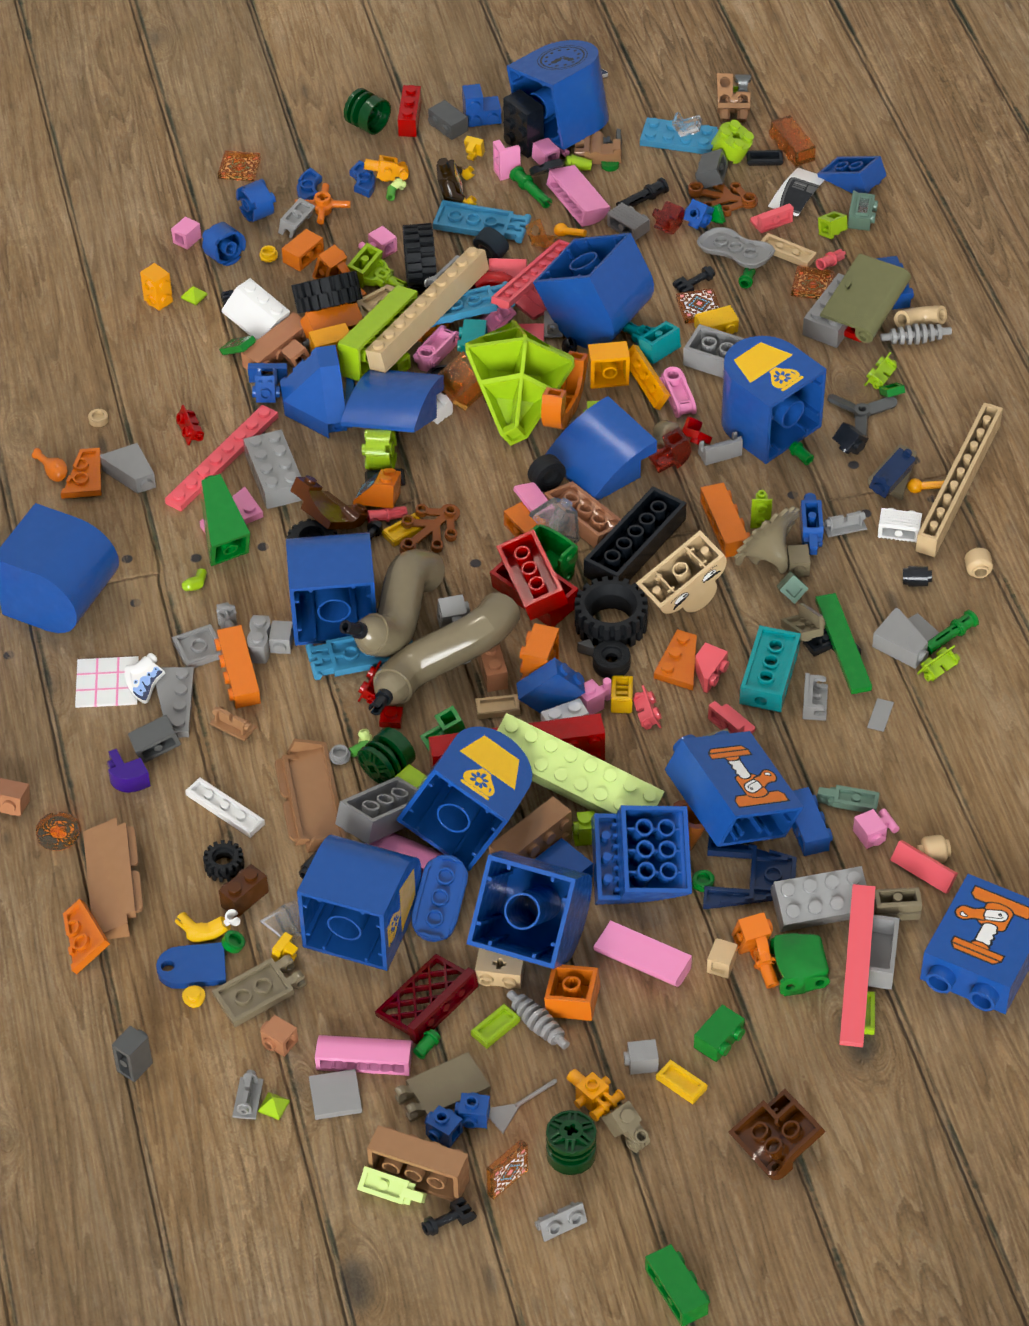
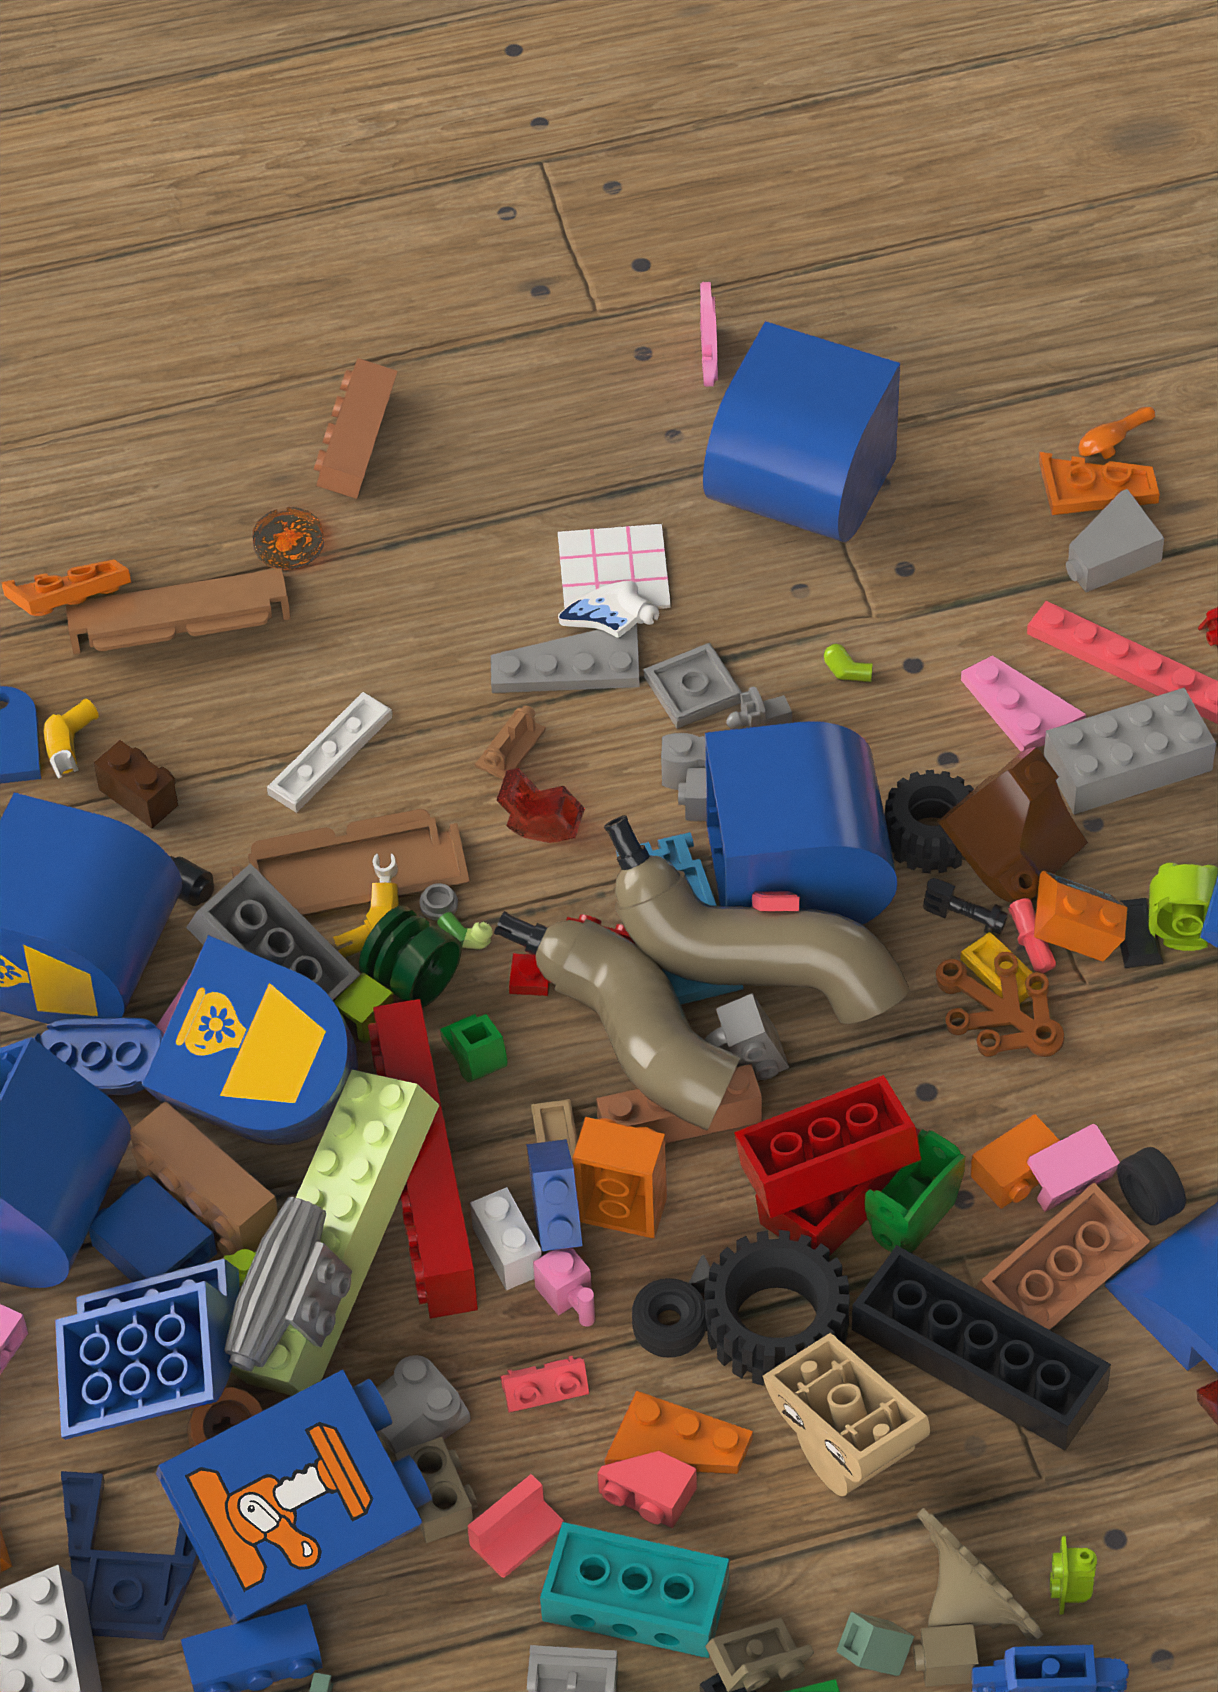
camera: 90 degrees right, 5 degrees up
(127, 776) = (395, 607): dark purple brick -> none
(154, 739) = (465, 633): dark grey brick -> none
(219, 851) = (209, 772): black tyre -> none
(224, 526) = (962, 667): green slope -> none
(233, 941) = (39, 781): green tile -> none
(238, 667) = (627, 734): orange brick -> none
(286, 706) = (536, 814): none -> clear red brick
(345, 776) = (383, 900): none -> yellow arm
(384, 584) = (775, 901): none -> coral tile
(559, 516) = (1004, 1202): clear slope -> none
(619, 776) = (288, 1283): none -> light grey plate
(621, 695) = (576, 1324): yellow slope -> none
(653, 759) = (420, 1405): none -> light grey slope
(701, 879) = (129, 1480): green tile -> none
(723, 518) = (1076, 1508): orange brick -> none

